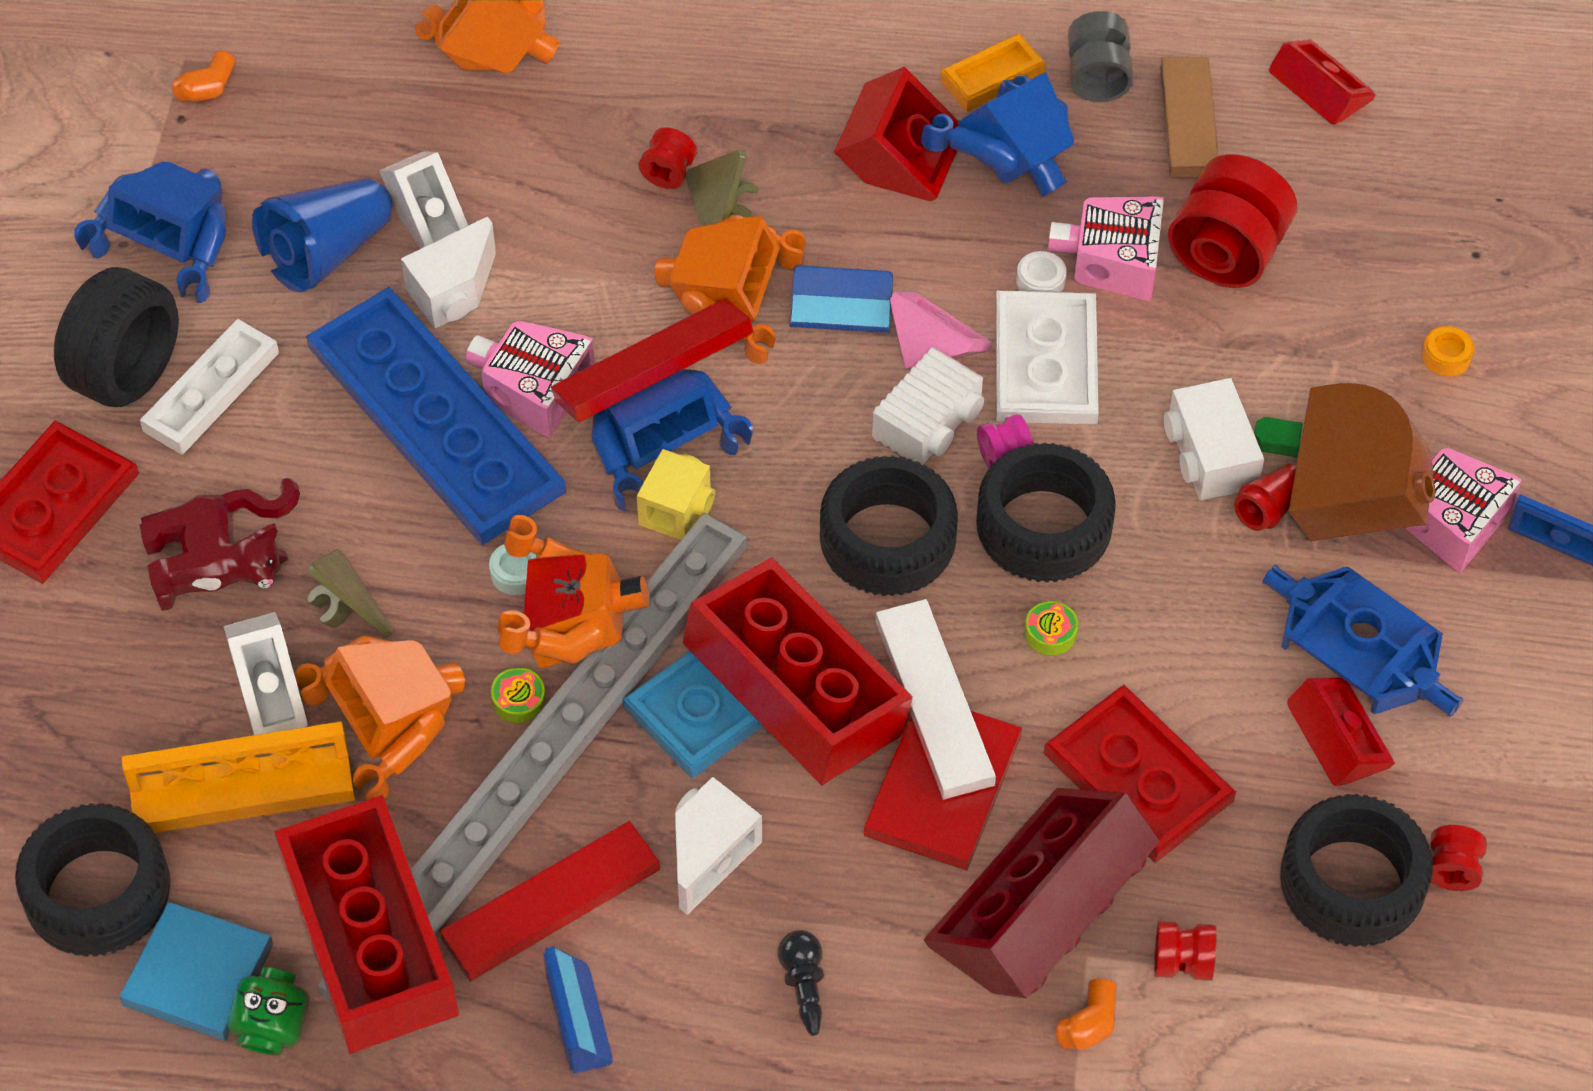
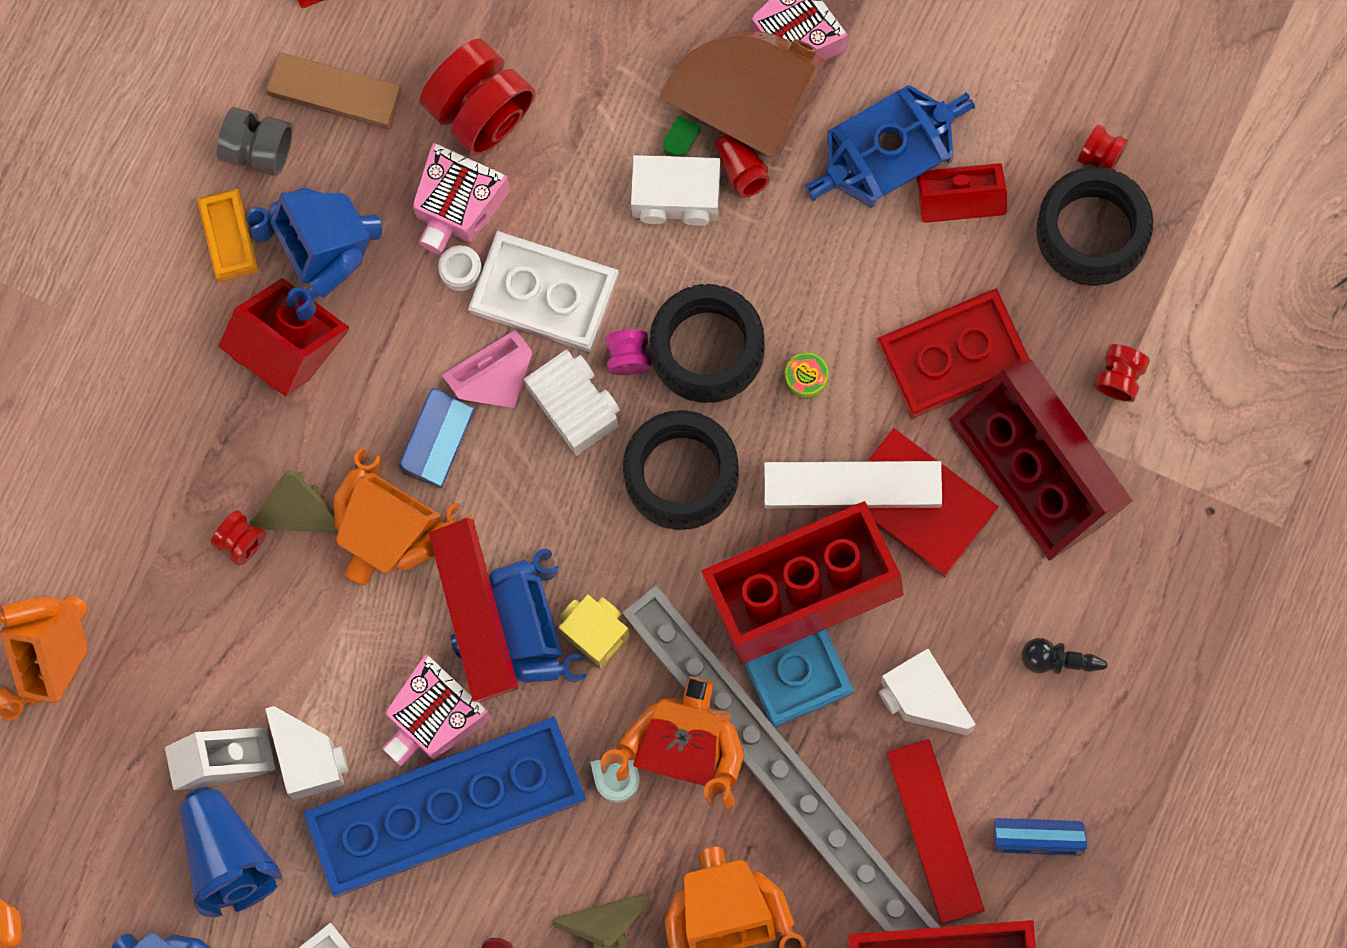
camera: 65 degrees left, 20 degrees up
(517, 693) = (744, 813): tile -> none
(1092, 1023) = (1157, 458): orange arm -> none

